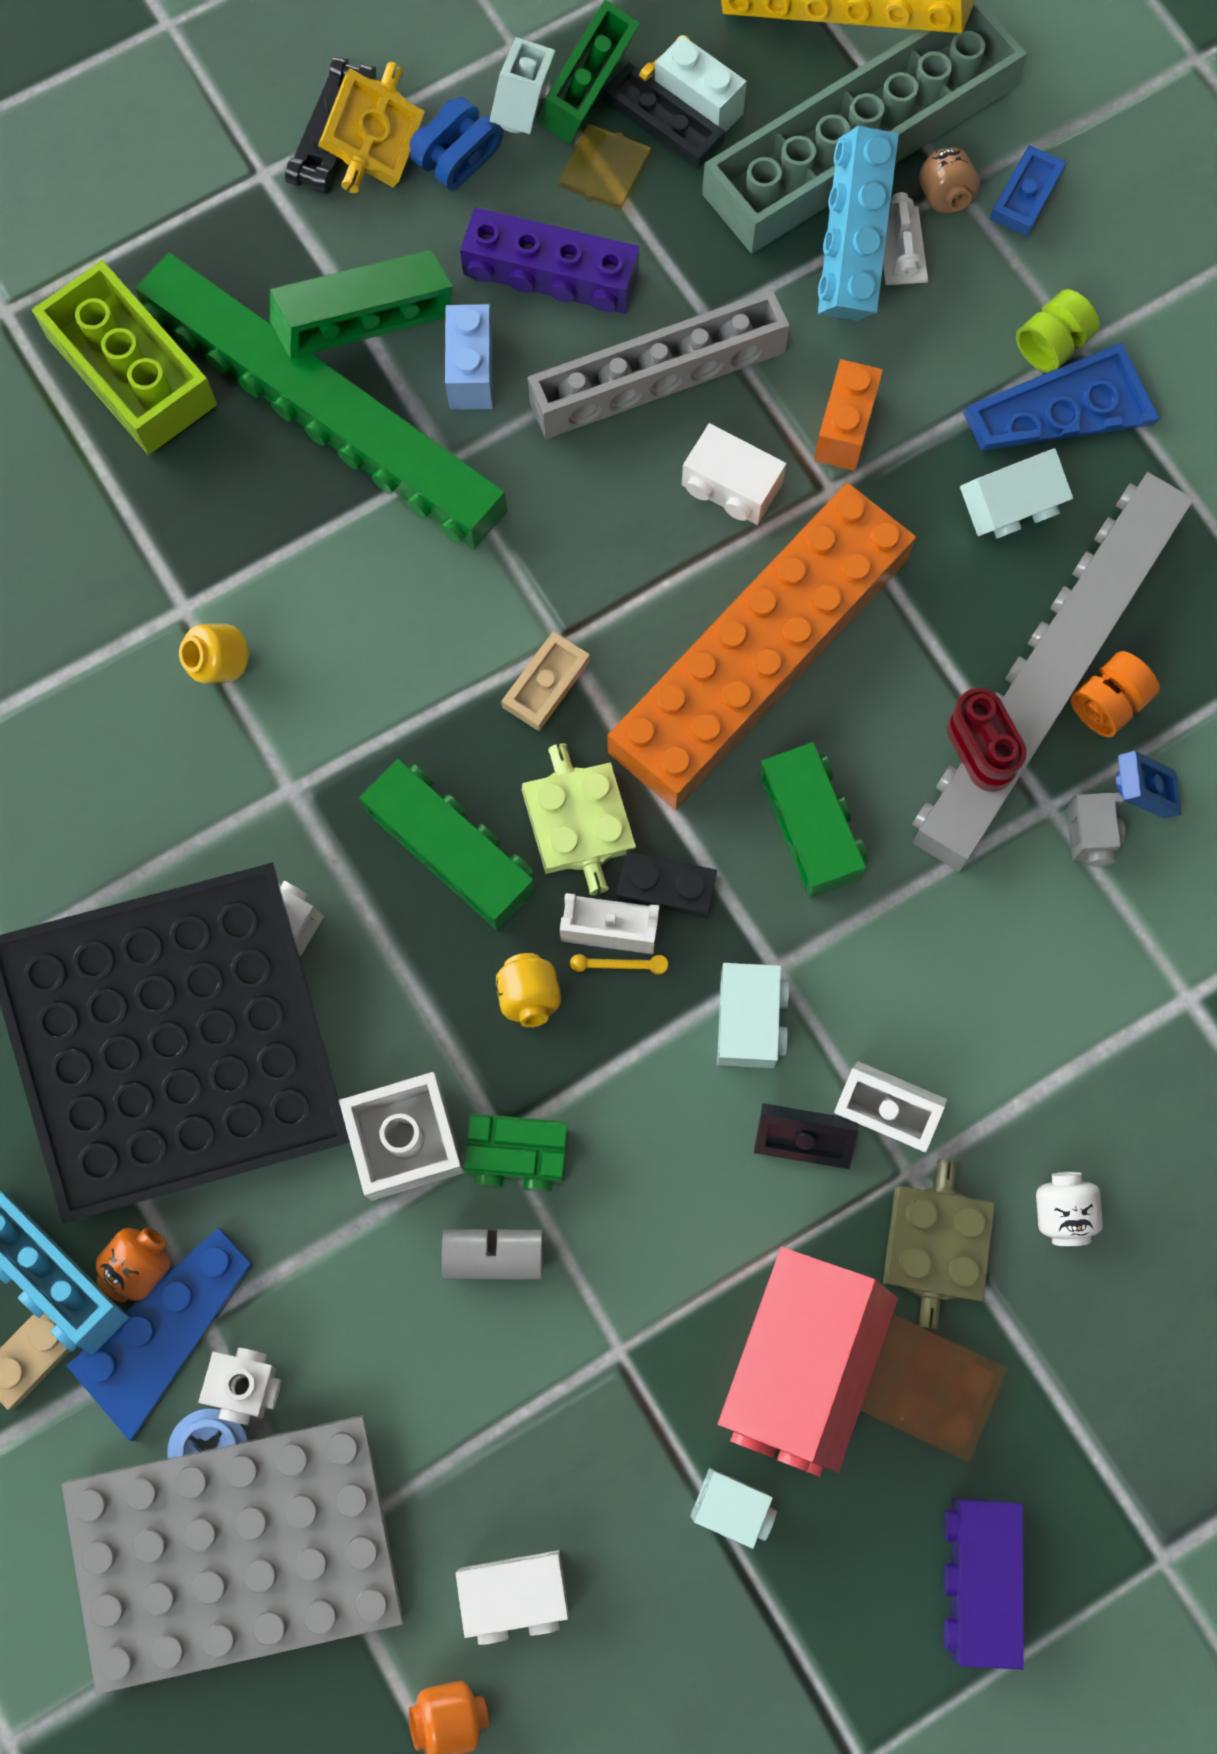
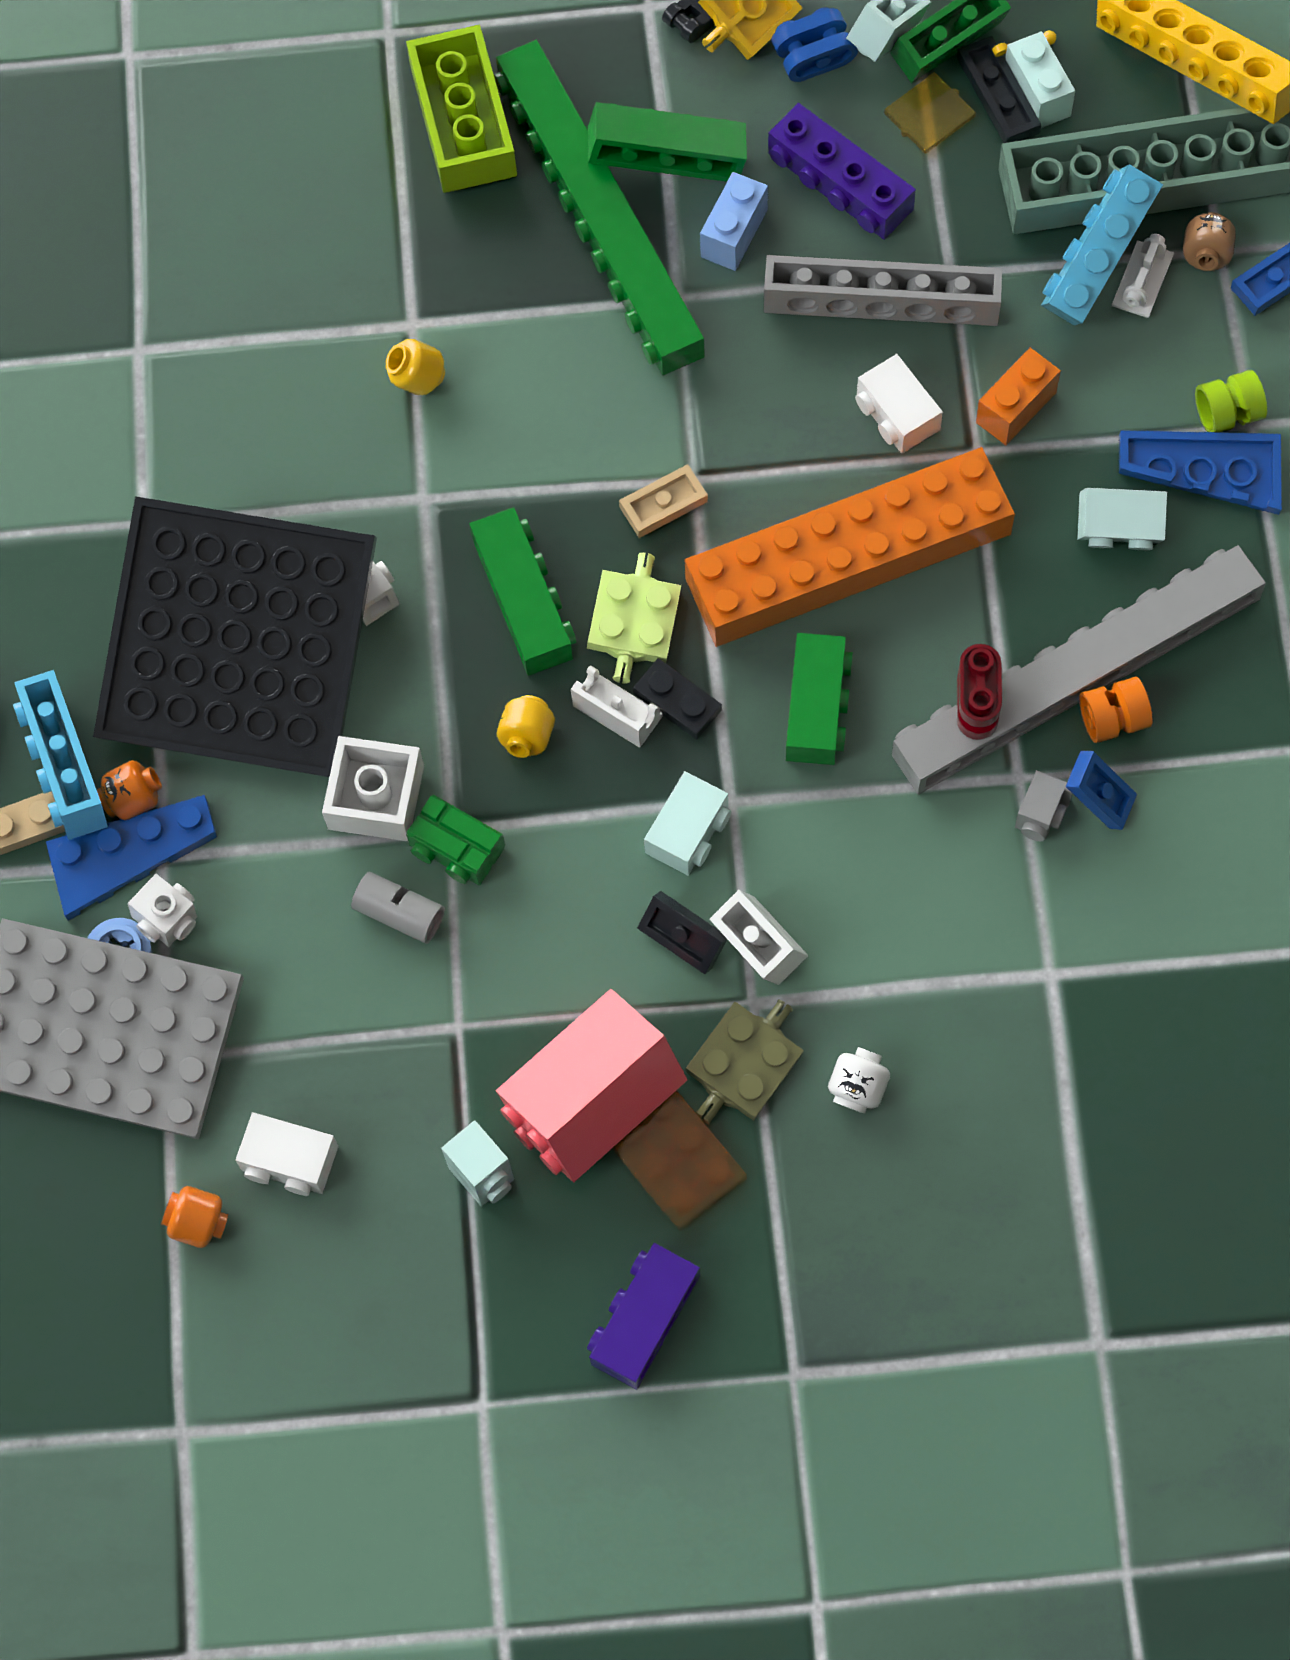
camera: 30 degrees right, 5 degrees down
(657, 965) = (638, 755): yellow hinge -> none

